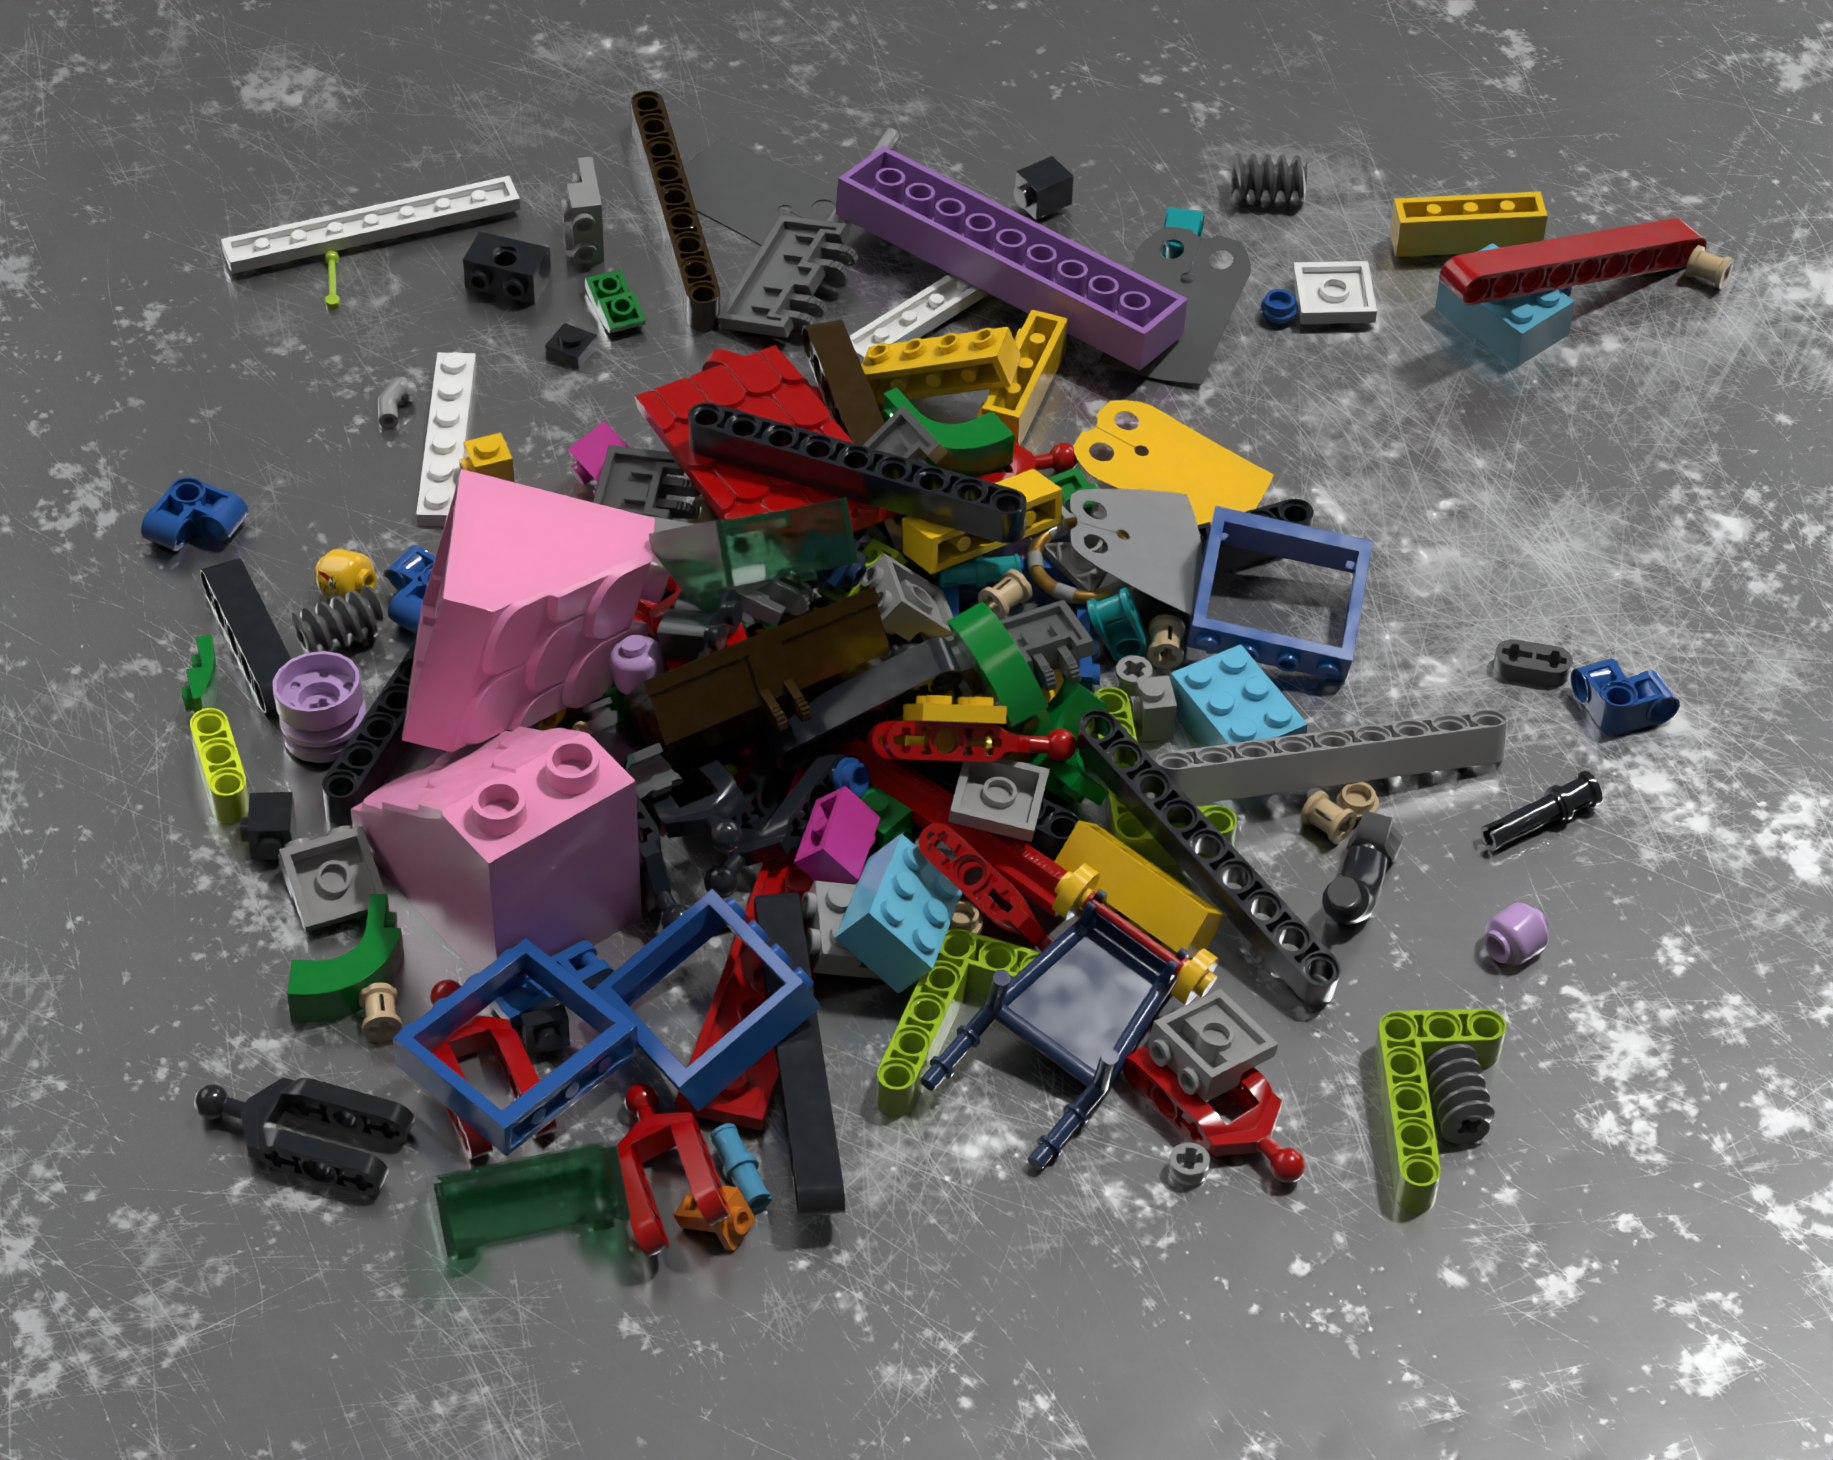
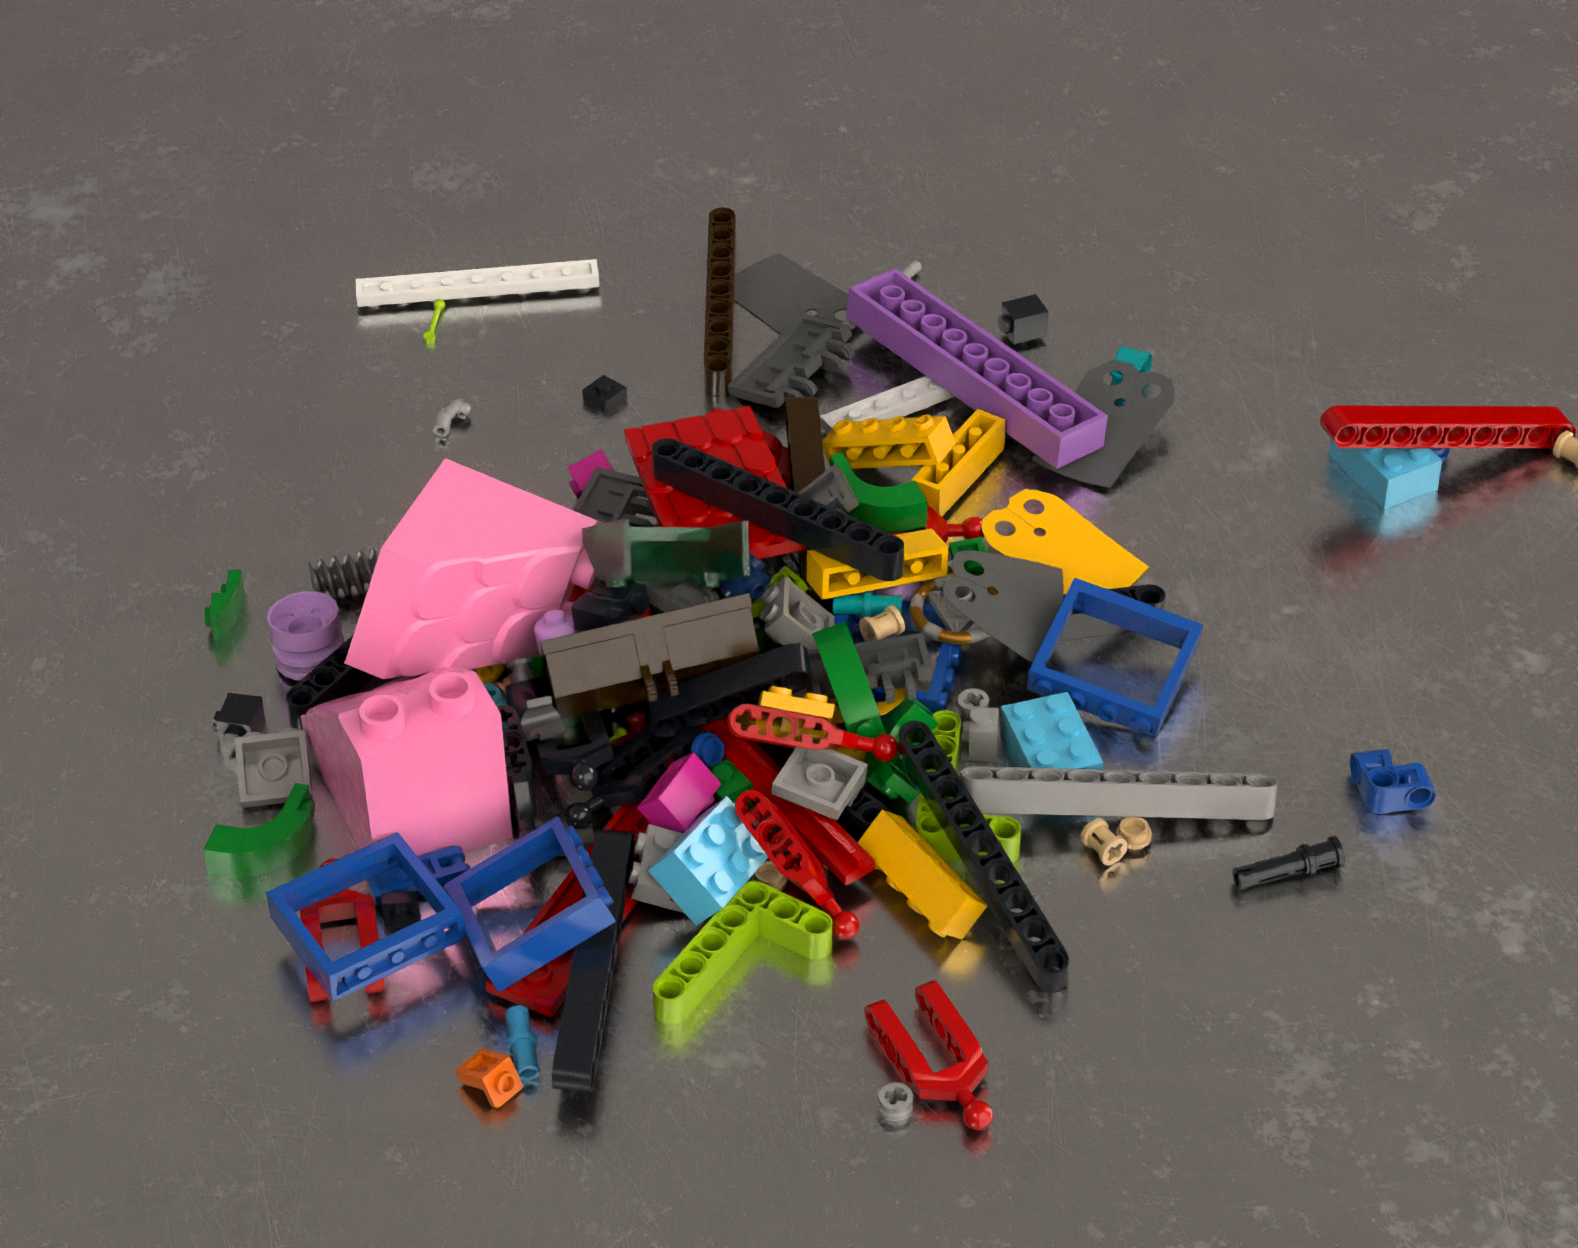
camera: 15 degrees right, 5 degrees down
(193, 509) = (261, 476): blue piece -> none
(219, 765) = (215, 667): neon yellow beam -> none
(246, 626) = (273, 560): black beam -> none
(323, 1105) = (202, 938): black piece -> none
(343, 572) = (362, 536): yellow head -> none
(378, 1011) = (273, 876): tan bush -> none
(445, 435) = (492, 428): white plate -> none
(488, 457) = (504, 466): yellow brick -> none
(507, 267) = (571, 327): black brick -> none
(527, 1197) = (334, 1038): clear green windscreen -> none
(584, 215) = (642, 294): light grey plate -> none
(614, 301) = (649, 364): green slope -> none
(650, 1138) = (481, 1034): red piece -> none
(1082, 1000) = (841, 953): dark blue piece -> none
(1119, 624) = (972, 662): teal piece -> none
(1166, 641) = (1006, 681): tan bush -> none
(1210, 1044) = (935, 1004): light grey plate -> none
(1269, 177) = (1216, 334): dark grey piece -> none
(1279, 306) = (1194, 435): blue plate -> none
(1334, 292) = (1243, 430): white plate -> none
(1361, 880) = (1110, 902): piece -> none
(1400, 1053) = (1109, 1034): lime beam -> none
(1423, 229) = (1372, 385): yellow brick -> none
(1459, 1093) = (1142, 1080): dark grey piece -> none
(1516, 934) = (1235, 959): lavender head -> none
(1533, 662) = (1321, 744): dark grey beam -> none

